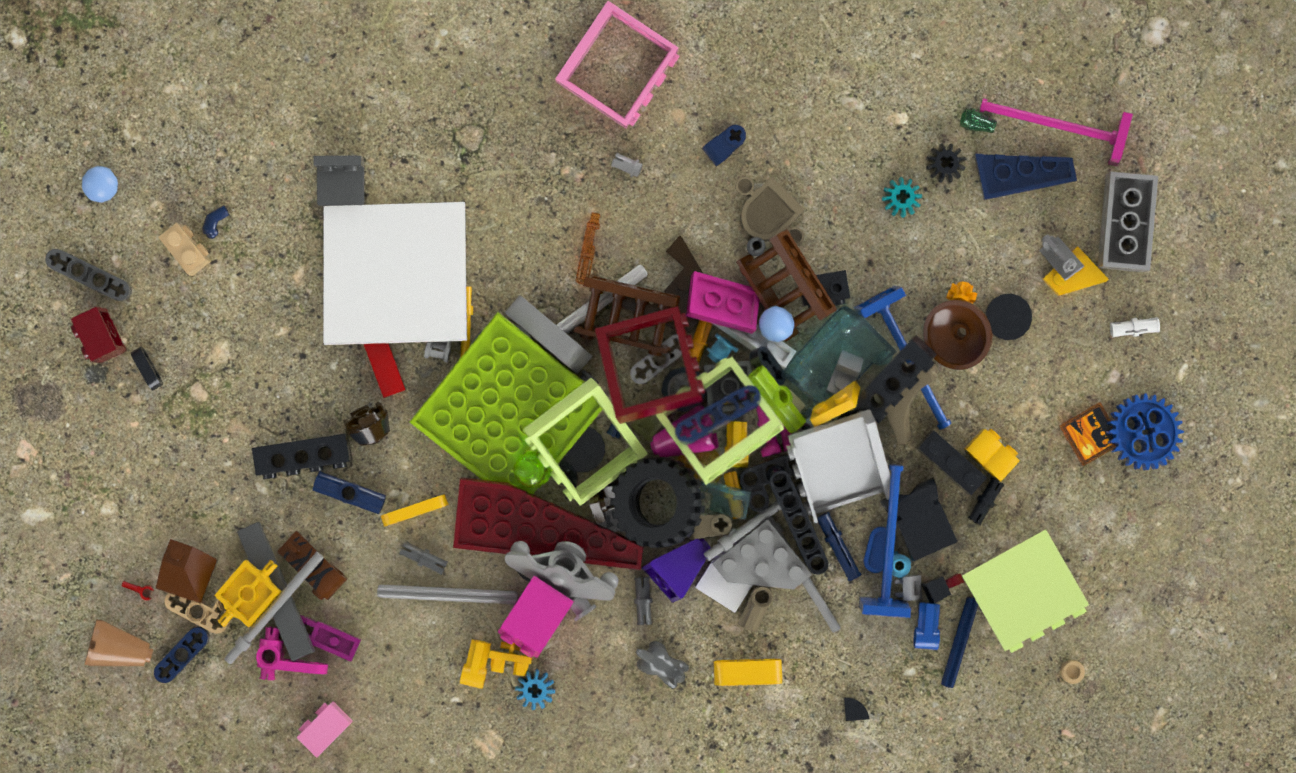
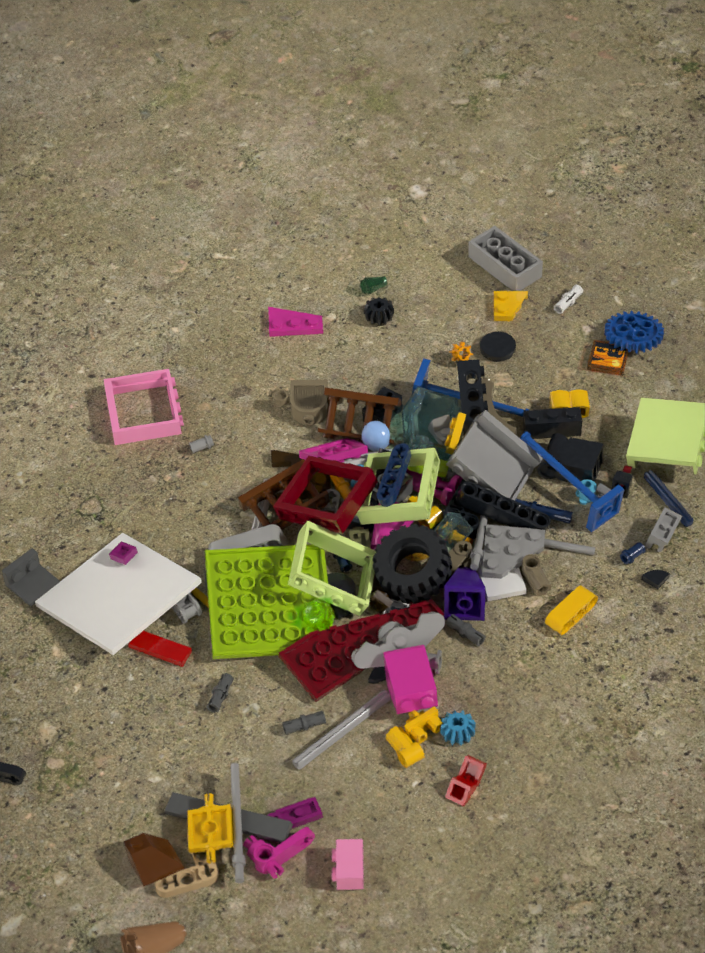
camera: 50 degrees left, 40 degrees down
(138, 589) = (139, 903): red hand -> none
(189, 637) = (207, 922): dark blue beam -> none
(264, 455) = (172, 721): black brick -> none
(324, 578) = (252, 783): reddish brown door -> none
(335, 487) = (216, 725): dark blue piece -> none
(368, 424) = (188, 677): dark brown cone -> none
(385, 460) = (220, 692): none -> dark grey pin
(414, 510) = (268, 701): yellow beam -> none
(434, 237) = (123, 553): none -> magenta plate
(491, 742) = (467, 781): none -> red slope
(588, 248) = (225, 498): clear orange piece -> none
(658, 662) = (517, 649): dark grey animal -> none
(722, 147) = (246, 391): dark blue piece -> none
(756, 240) = (320, 413): dark grey pin -> none
(855, 92) = (289, 323): none -> dark pink wing
(863, 667) = (632, 553): none -> dark blue pin
(875, 550) = (567, 495): blue tile -> none
(908, 203) = (374, 341): teal gear -> none
(913, 673) = (663, 529): none -> light grey hinge
(927, 632) = (644, 507): blue piece -> none
(944, 337) = (490, 356): reddish brown dish -> none
(985, 501) = (594, 426): black pin -> none
(1018, 174) = (424, 287): dark blue wing -> none
(1060, 256) = (494, 295): light grey hinge -> none
(1116, 138) = (455, 231): dark pink tile -> none

